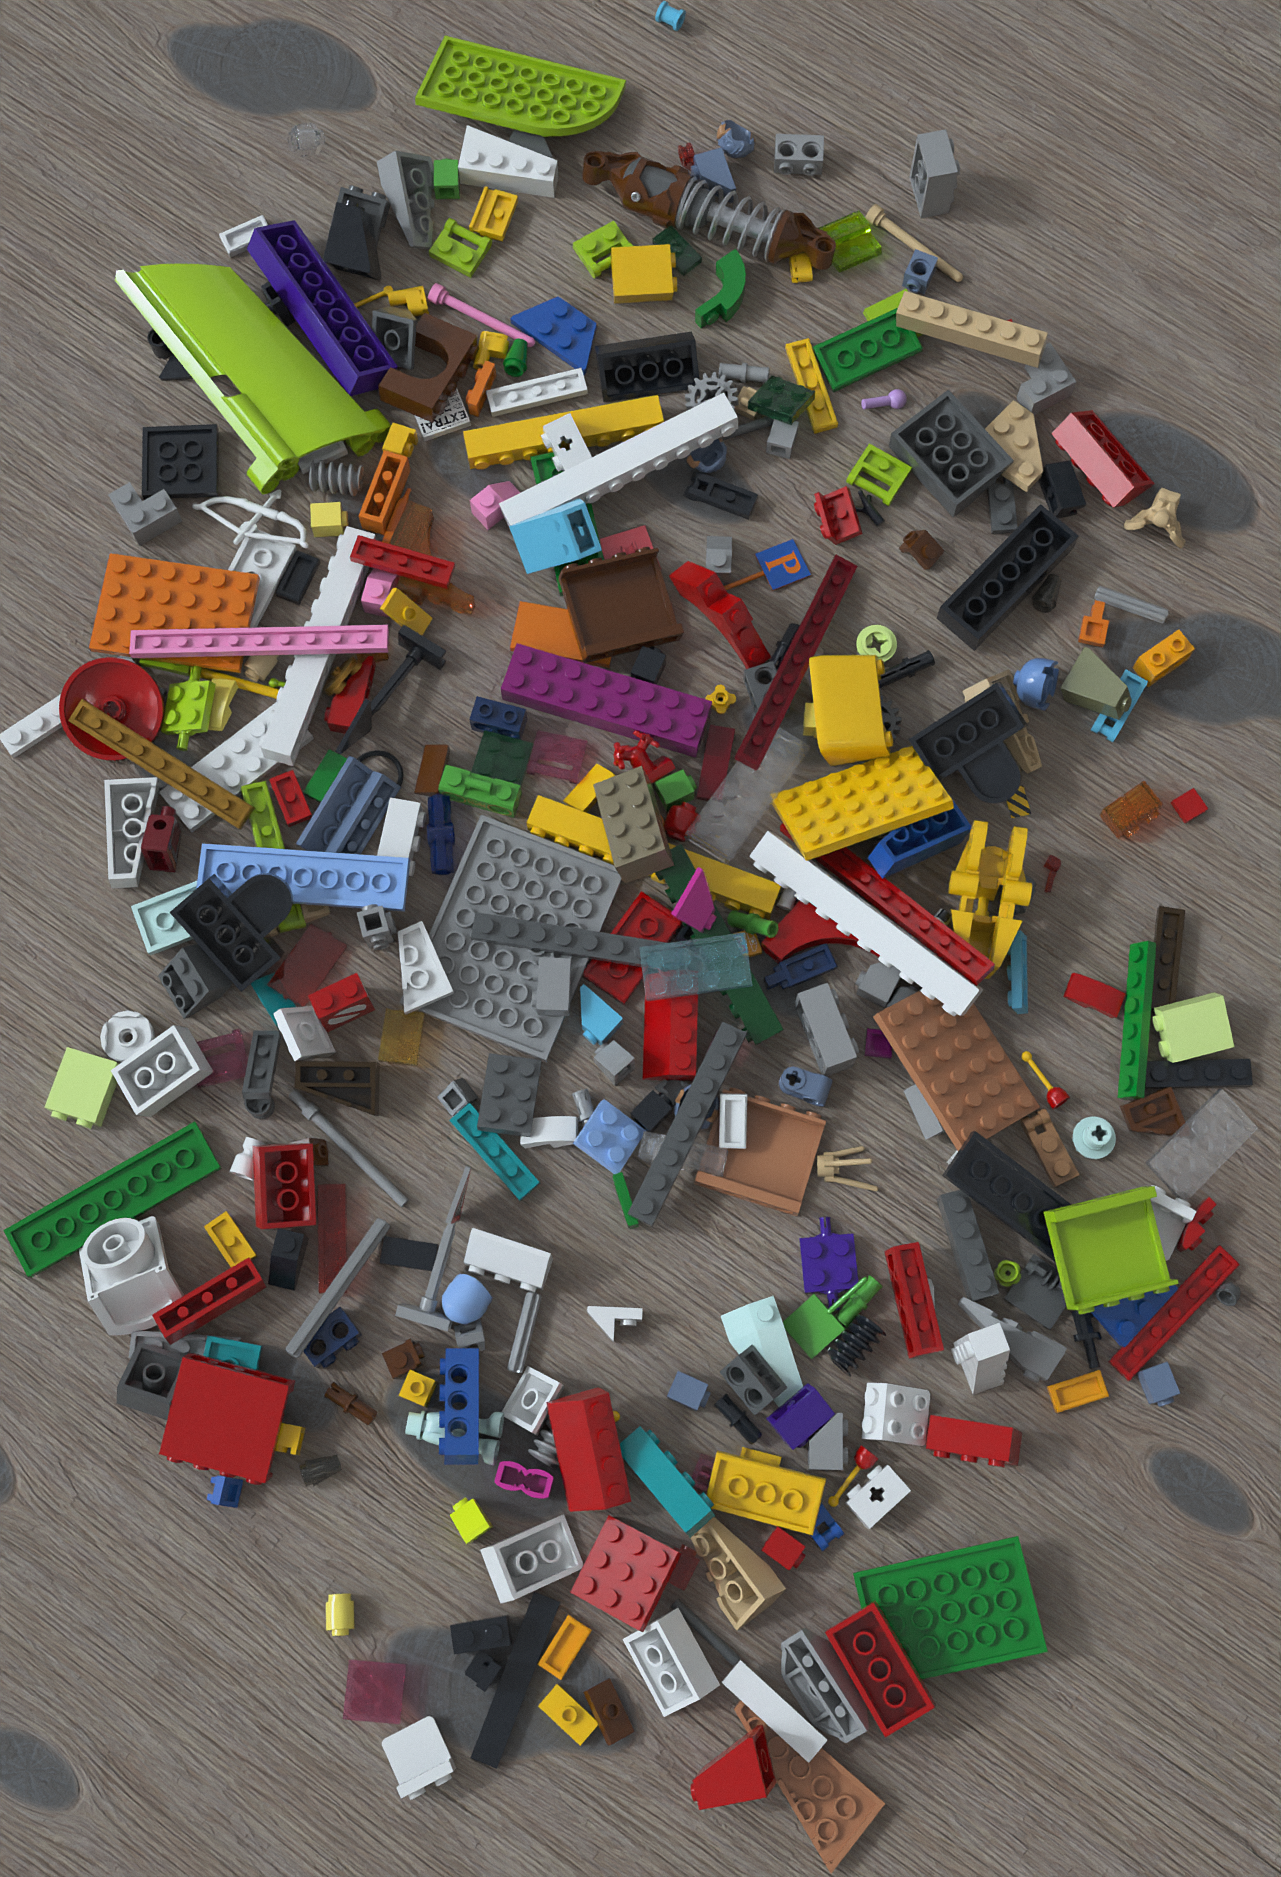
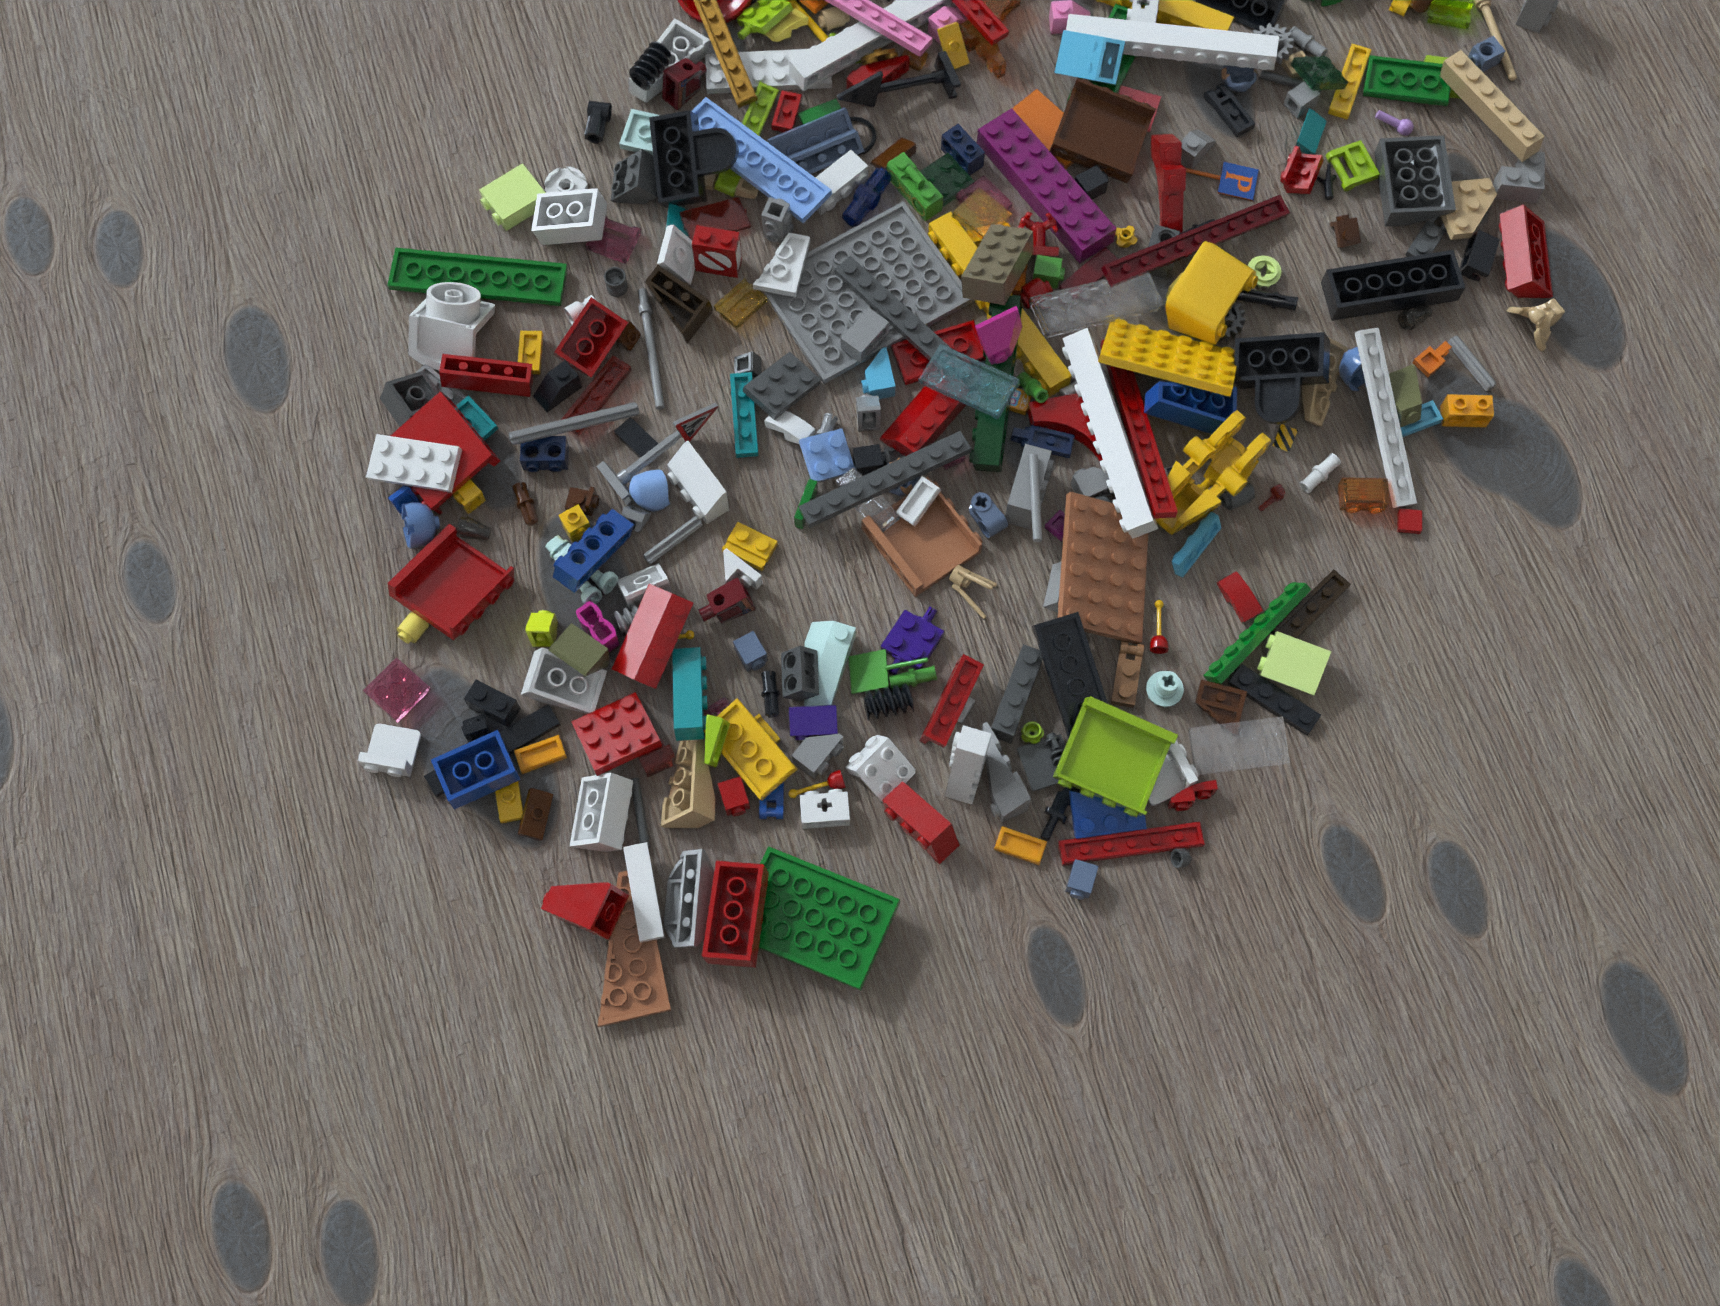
camera: 35 degrees right, 5 degrees down
(102, 937) = (598, 115): none -> black piece
(121, 853) = (649, 65): none -> black piece
(212, 1450) = (414, 463): none -> white plate
(261, 1065) = (634, 256): dark grey plate -> none
(264, 1508) = (419, 524): none -> medium blue cylinder
(345, 1544) = (450, 583): none -> red panel
(522, 1717) = (475, 769): none -> blue brick
(529, 1520) = (580, 651): none -> olive slope
(571, 777) = (980, 212): none -> clear yellow tile
(603, 1283) = (750, 545): none -> yellow plate
(634, 1349) = (727, 602): none -> dark red torso
(725, 1504) = (714, 739): none -> lime slope
(815, 467) = (1311, 132): none -> teal slope
(849, 1043) = (1035, 498): none -> light grey bar
(1076, 816) = (1320, 473): none -> white pin
(1102, 721) = (1385, 417): none -> white plate

